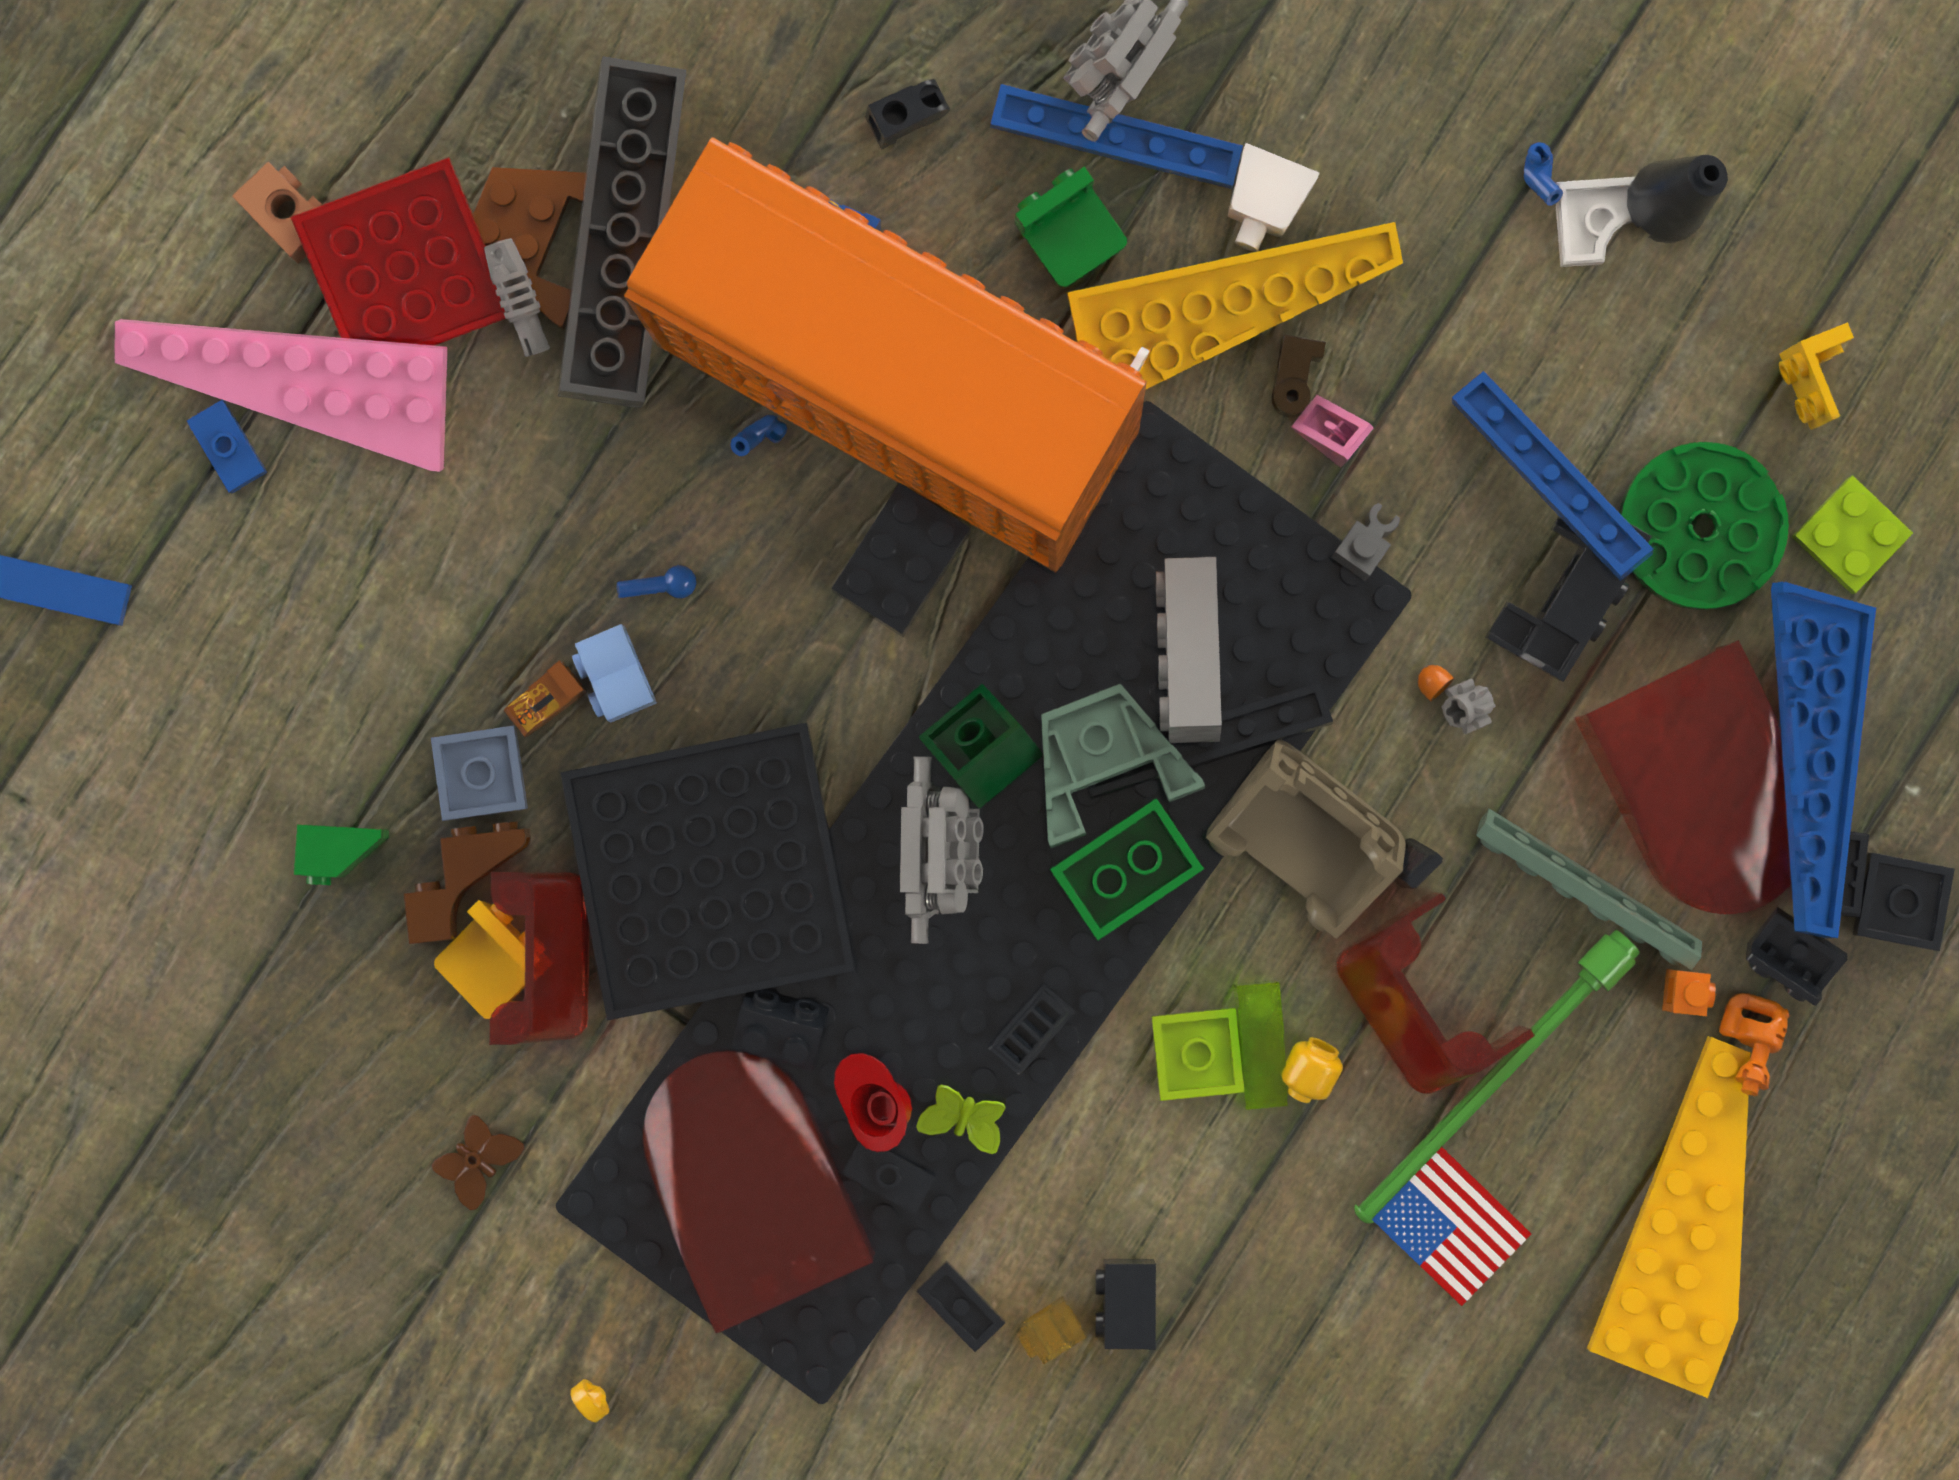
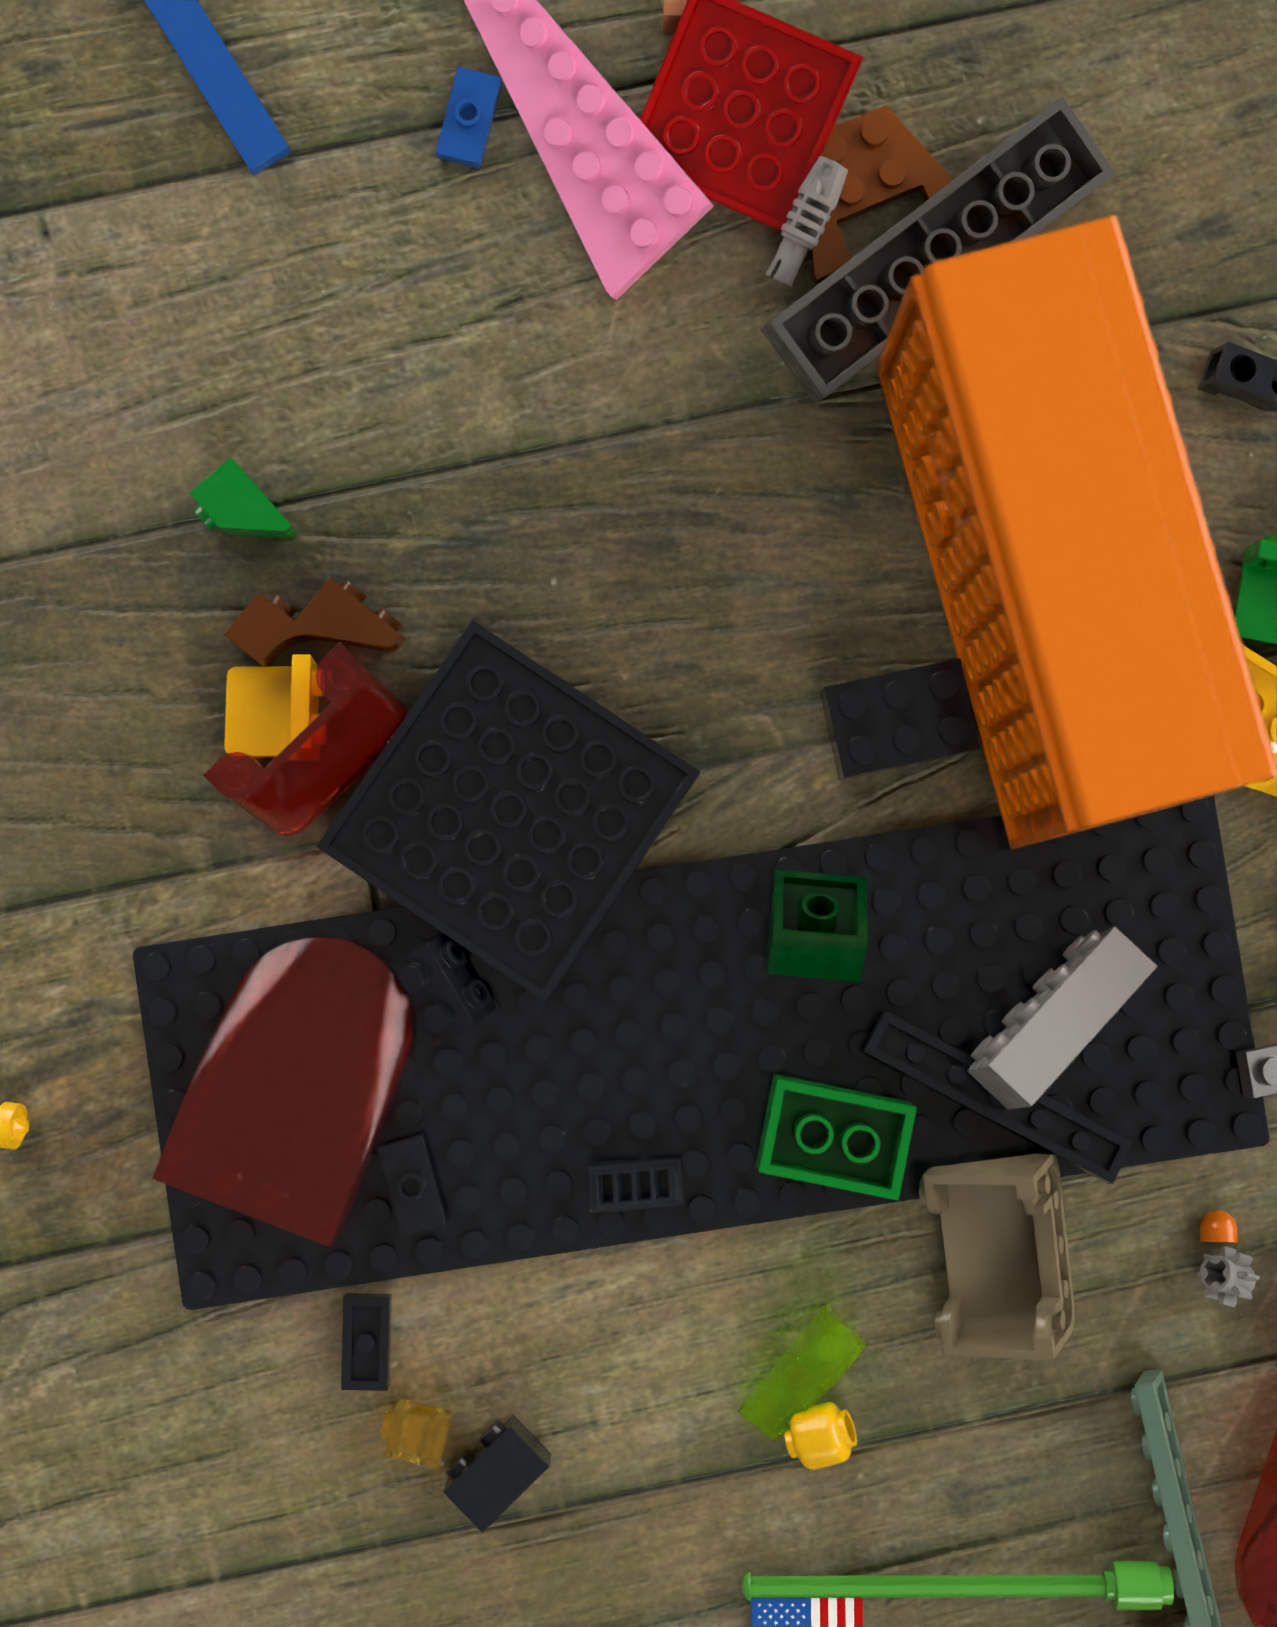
camera: 50 degrees right, 0 degrees up
(475, 1156) = (108, 850): reddish brown piece -> none
(479, 773) = (410, 558): sand blue plate -> none
(545, 699) = (517, 552): dark orange leg -> none
(614, 674) = (589, 586): light blue brick -> none
(677, 582) = (707, 564): blue bar -> none
(754, 434) = (885, 510): blue arm -> none
(872, 1102) = (456, 1118): red piece -> none
(937, 850) = (703, 973): light grey piece -> none
(954, 1110) = (513, 1185): lime piece -> none
(1099, 741) = (913, 1015): sand green wing -> none
(1197, 1054) = (744, 1332): lime plate -> none
(1398, 1017) = (931, 1463): clear red windscreen -> none
(1418, 864) = (1070, 1366): black slope -> none

